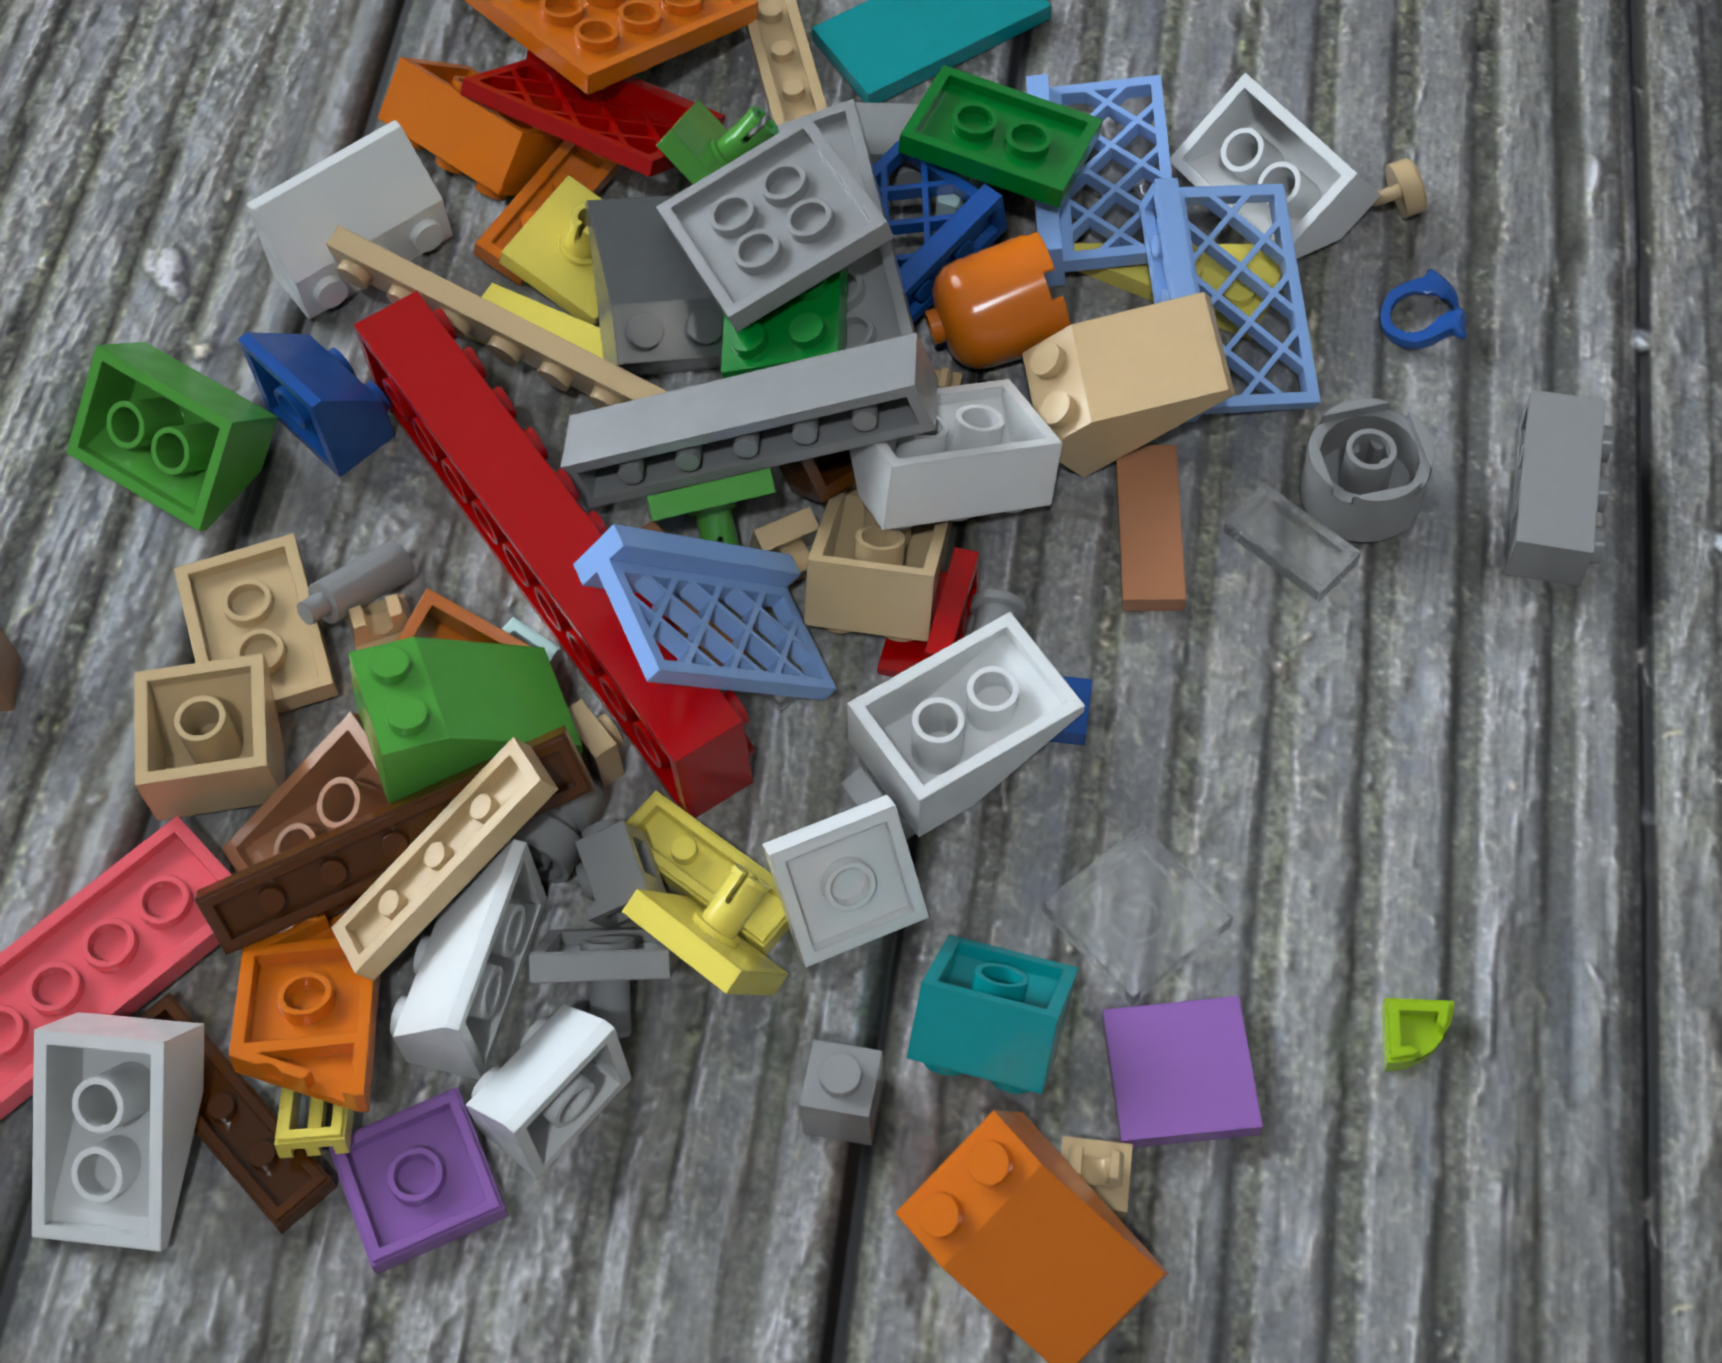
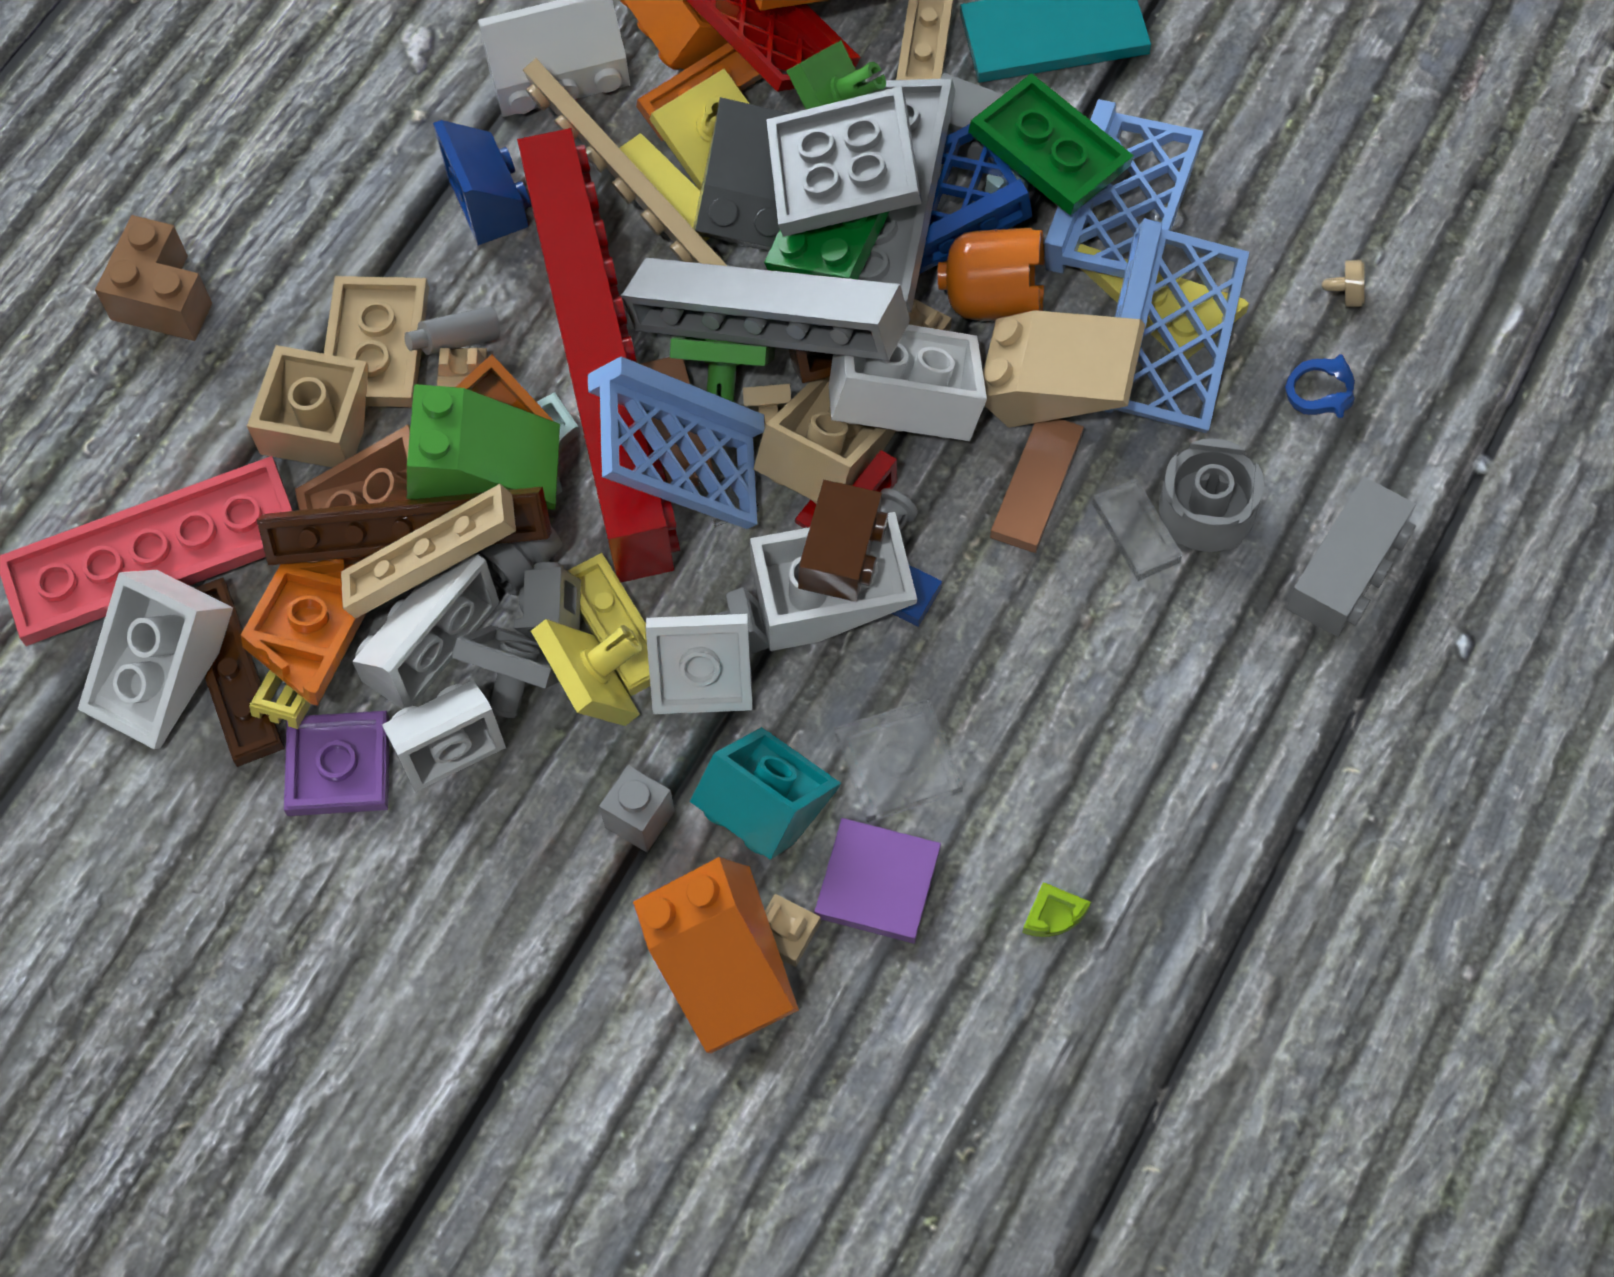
camera: 20 degrees right, 5 degrees up
(168, 432) = (370, 172): bright green slope -> none
(599, 743) = (574, 503): tan plate -> none
(968, 665) = (840, 541): none -> reddish brown brick
(1260, 142) = (1257, 214): white slope -> none

